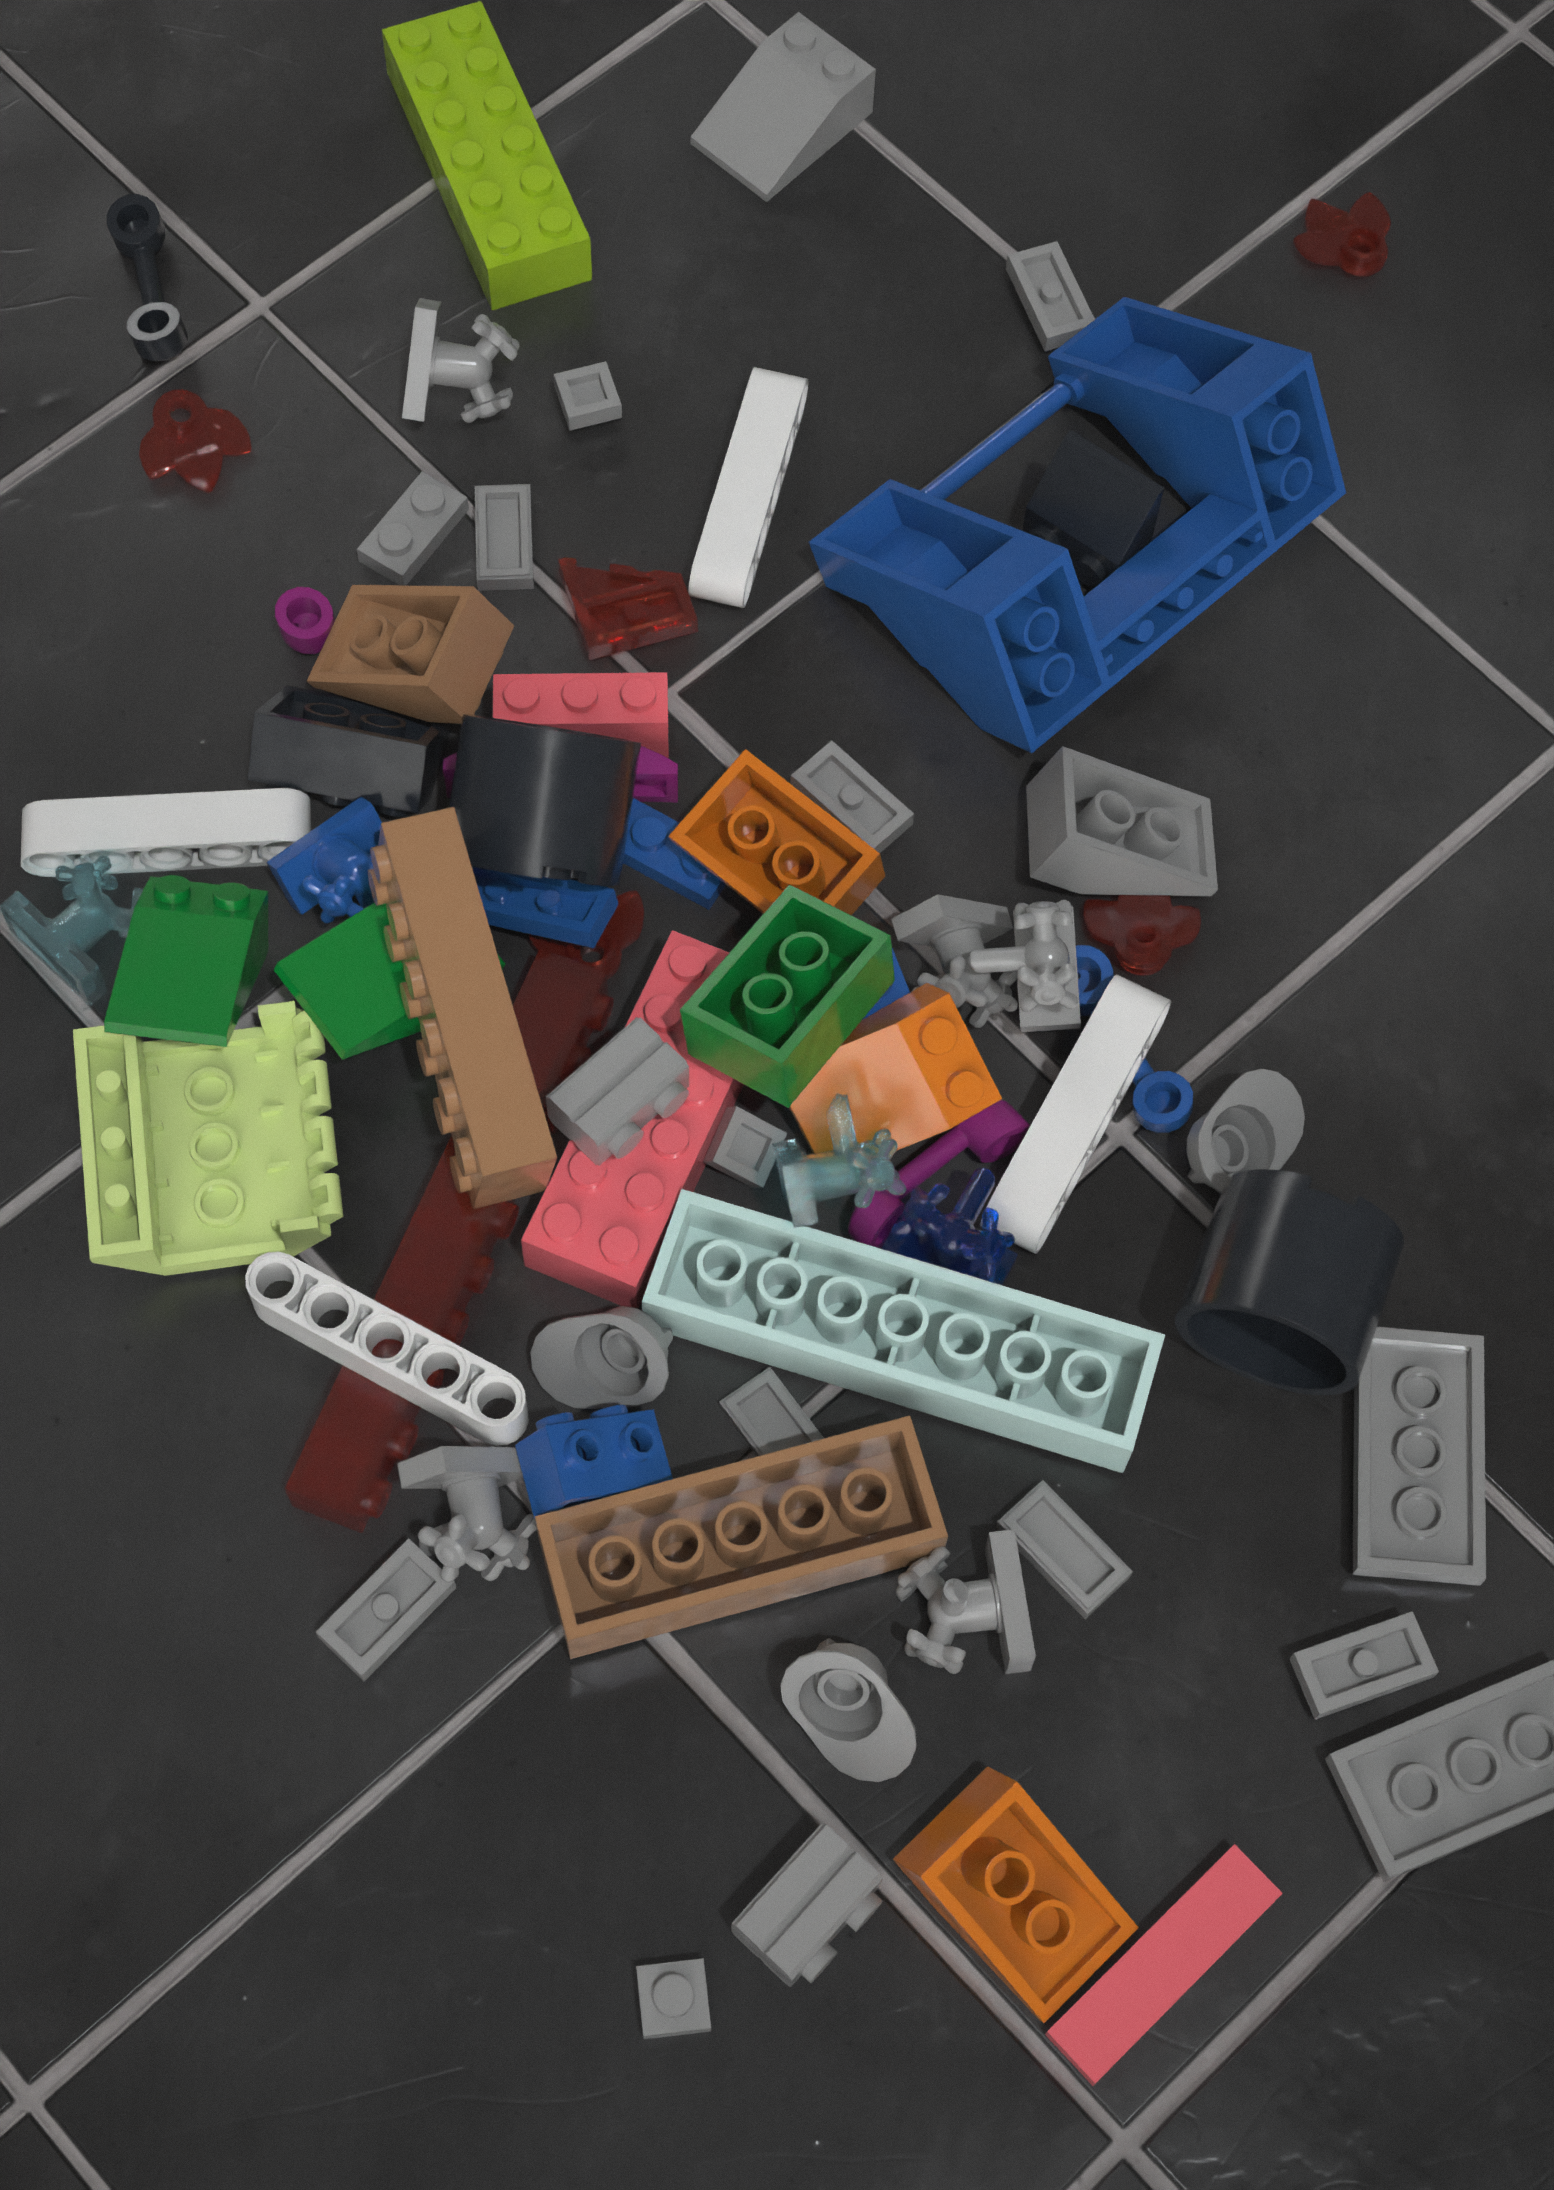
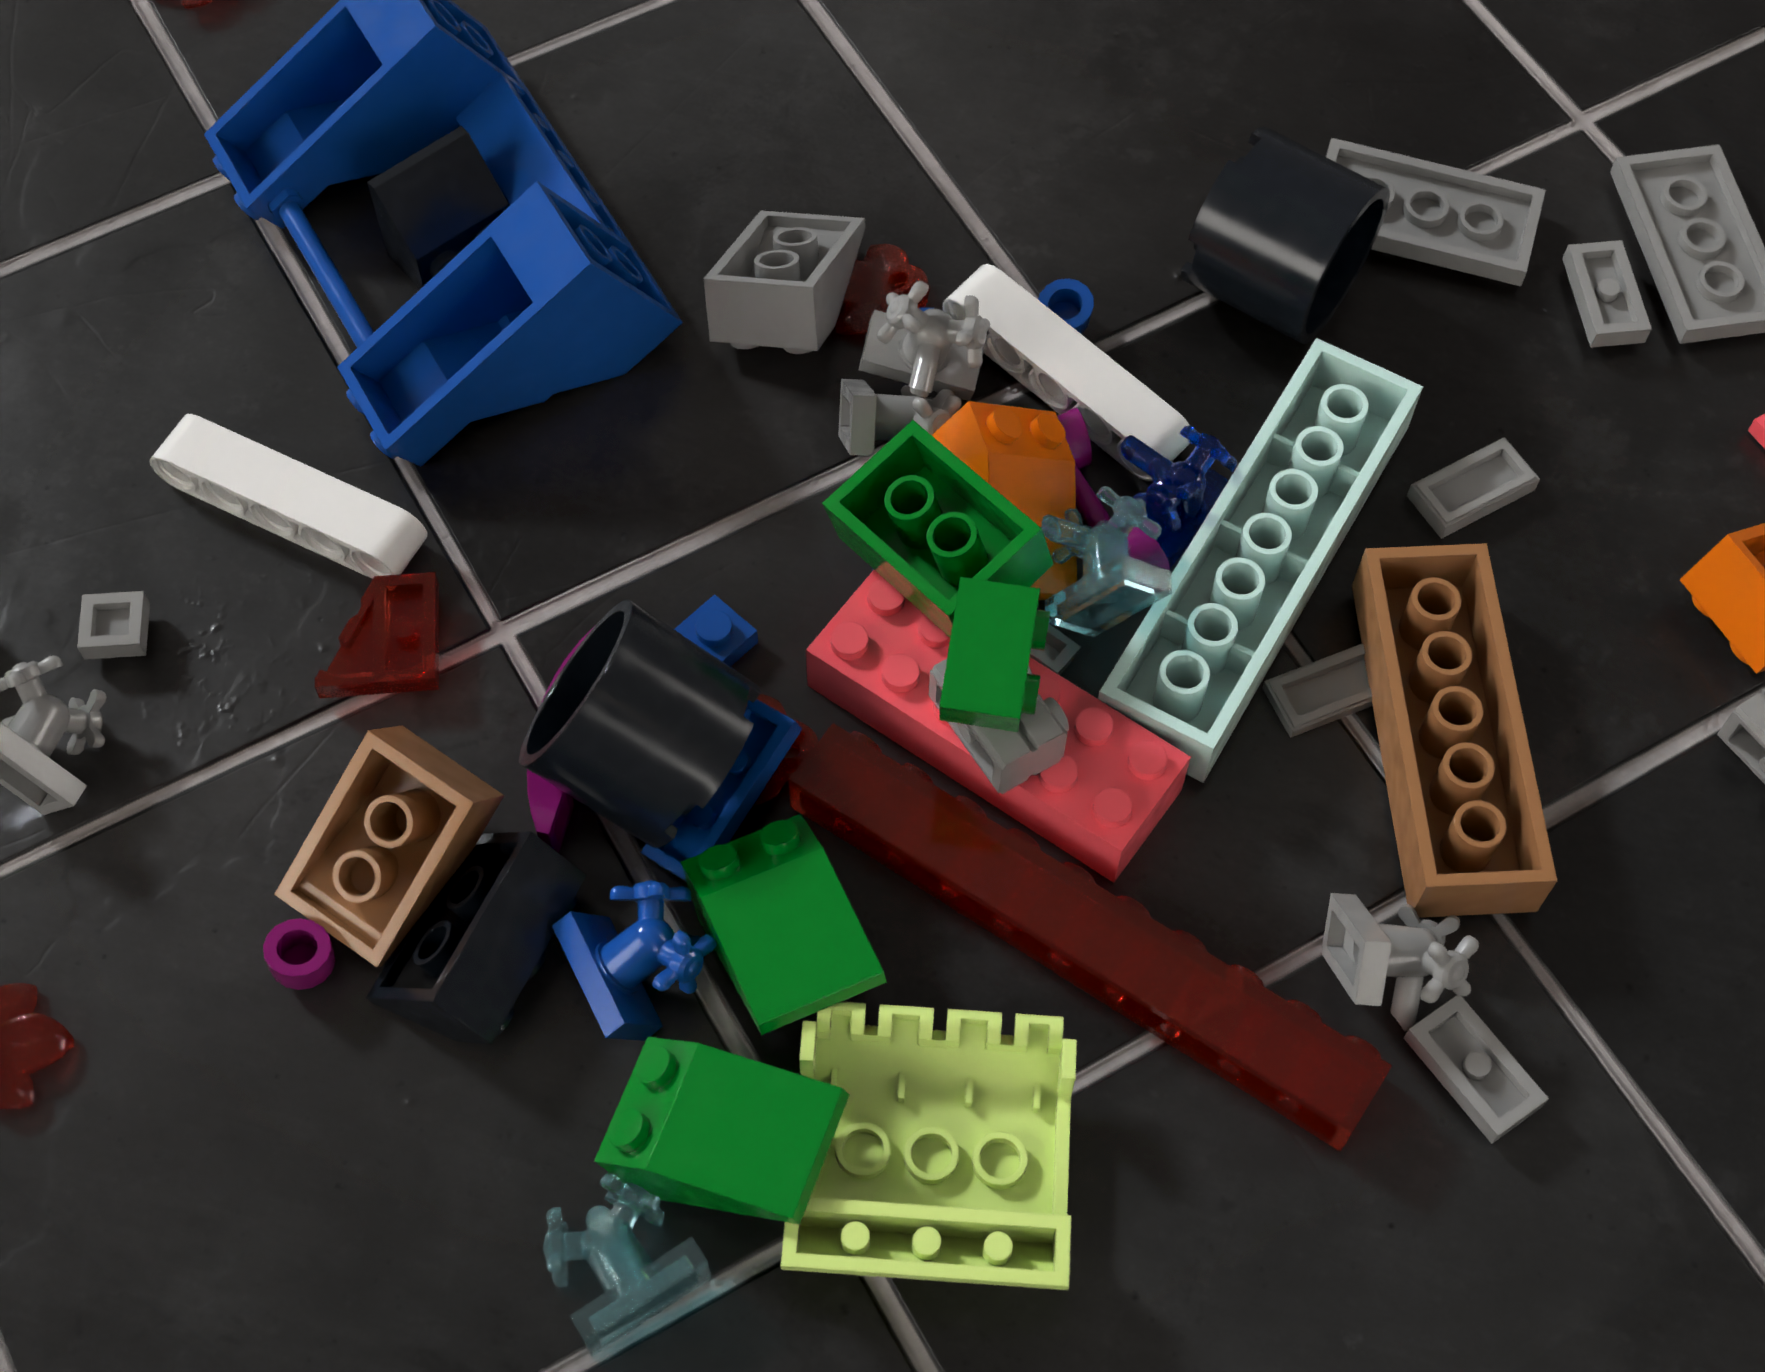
camera: 75 degrees left, 5 degrees down
(163, 830) = (522, 1156): white beam -> none
(371, 1323) = (1216, 1018): white beam -> none
(413, 529) = (212, 831): light grey plate -> none
(462, 1009) = (885, 826): medium nougat brick -> none
(504, 537) = (255, 743): light grey tile -> none
(591, 1457) = (1364, 834): blue brick -> none
(596, 703) = (517, 670): coral brick -> none
(603, 1358) = (1246, 808): light grey piece -> none
(634, 1046) = (991, 654): none -> green brick
(767, 834) = (731, 545): orange slope -> none
(850, 1711) = (1618, 673): light grey piece -> none
(852, 797) = (681, 486): light grey plate -> none
(972, 1607) = (1529, 542): light grey piece -> none
(1049, 294) = (165, 201): light grey plate -> none
(1246, 1129) = (1119, 258): light grey piece -> none

